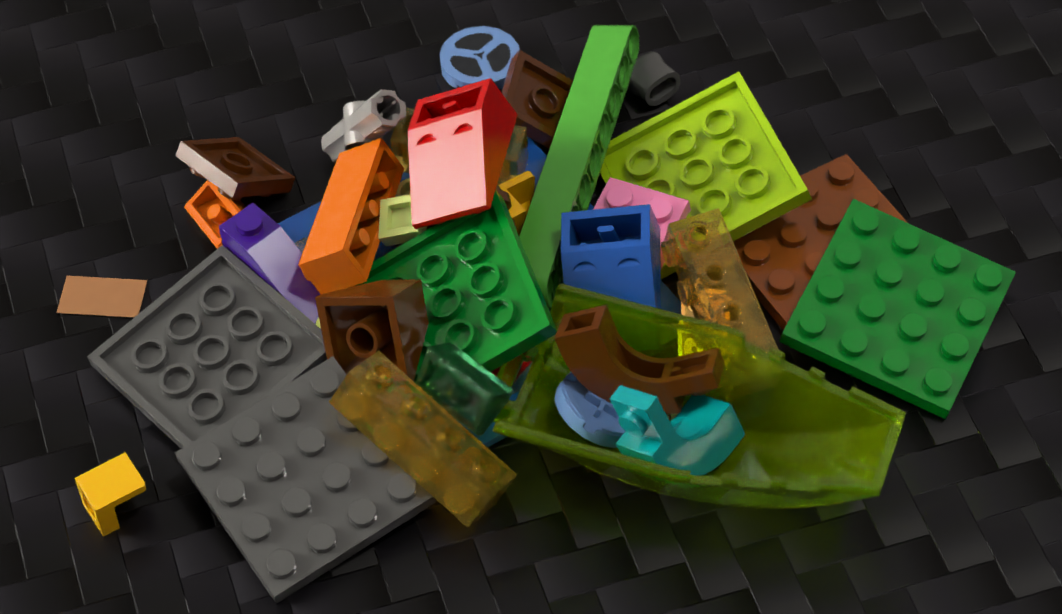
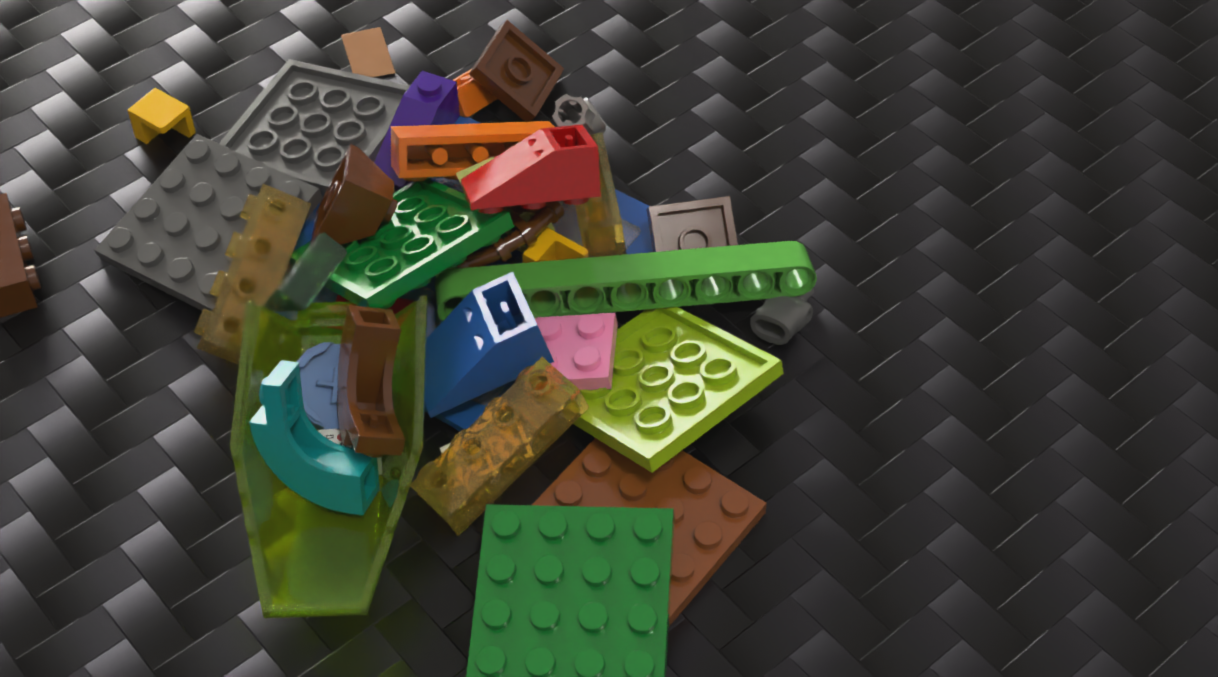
camera: 65 degrees right, 0 degrees up
(477, 56) = (751, 187): medium blue tile -> none

